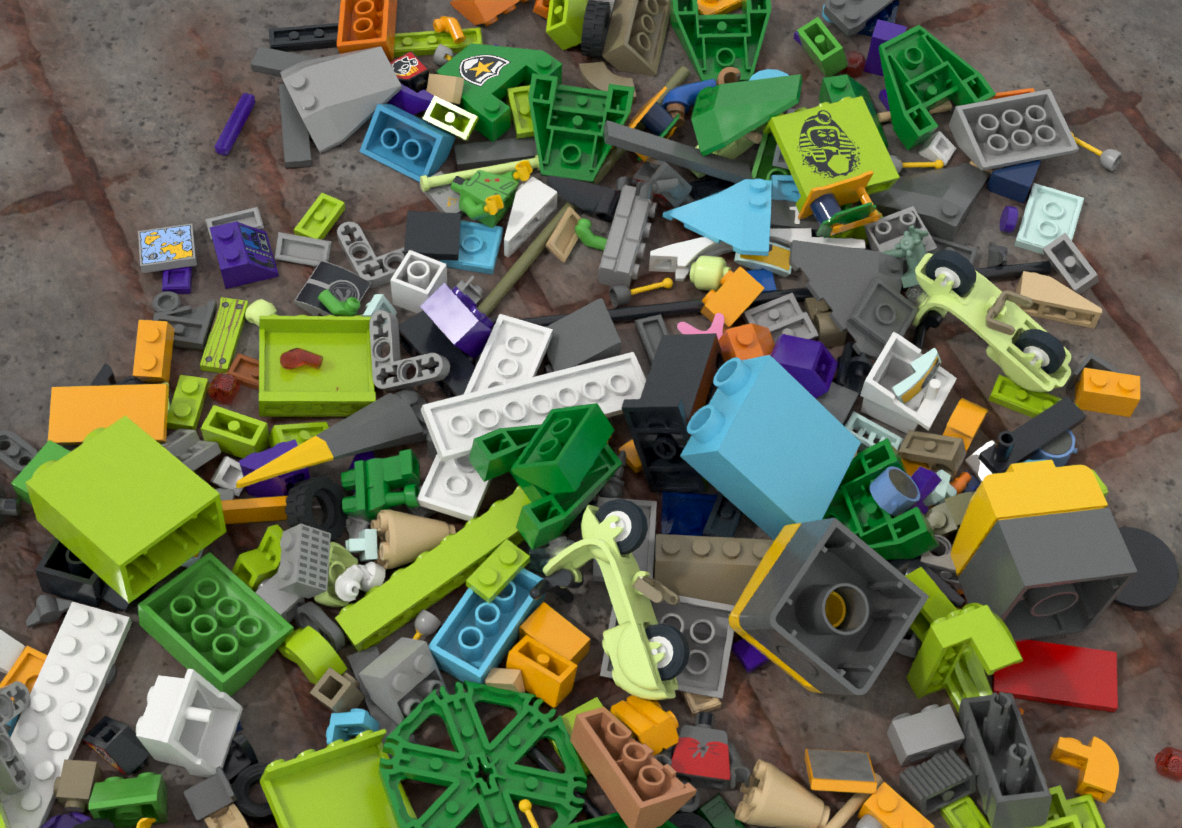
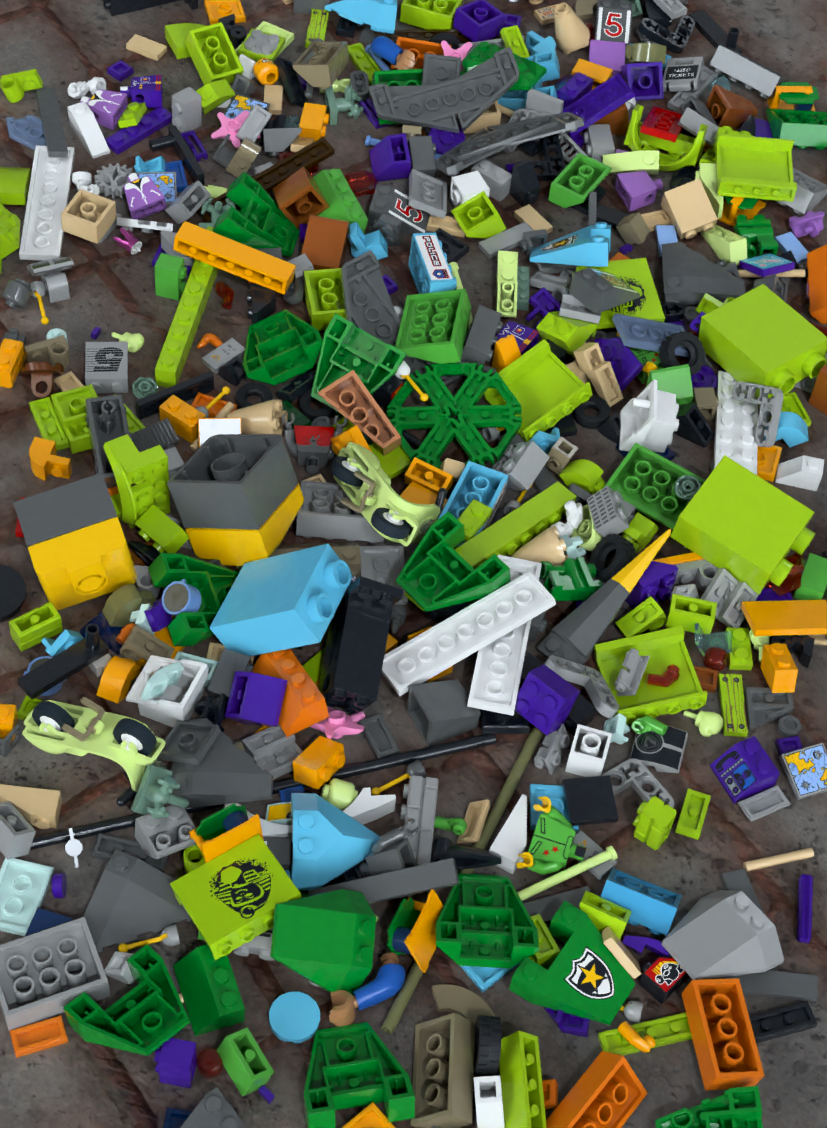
camera: 170 degrees right, 5 degrees down
(171, 583) = (684, 482): none -> sand green plate
(208, 398) = (705, 641): none -> clear light blue bracket
(210, 795) = (619, 398): dark grey bracket -> none
(245, 171) = (778, 859): none -> tan bar
(302, 249) = (697, 782): light grey tile -> none
(339, 363) = (629, 679): none -> light grey hinge
(369, 197) = (654, 822): none -> lime brick
(564, 448) = (441, 565): green slope -> none

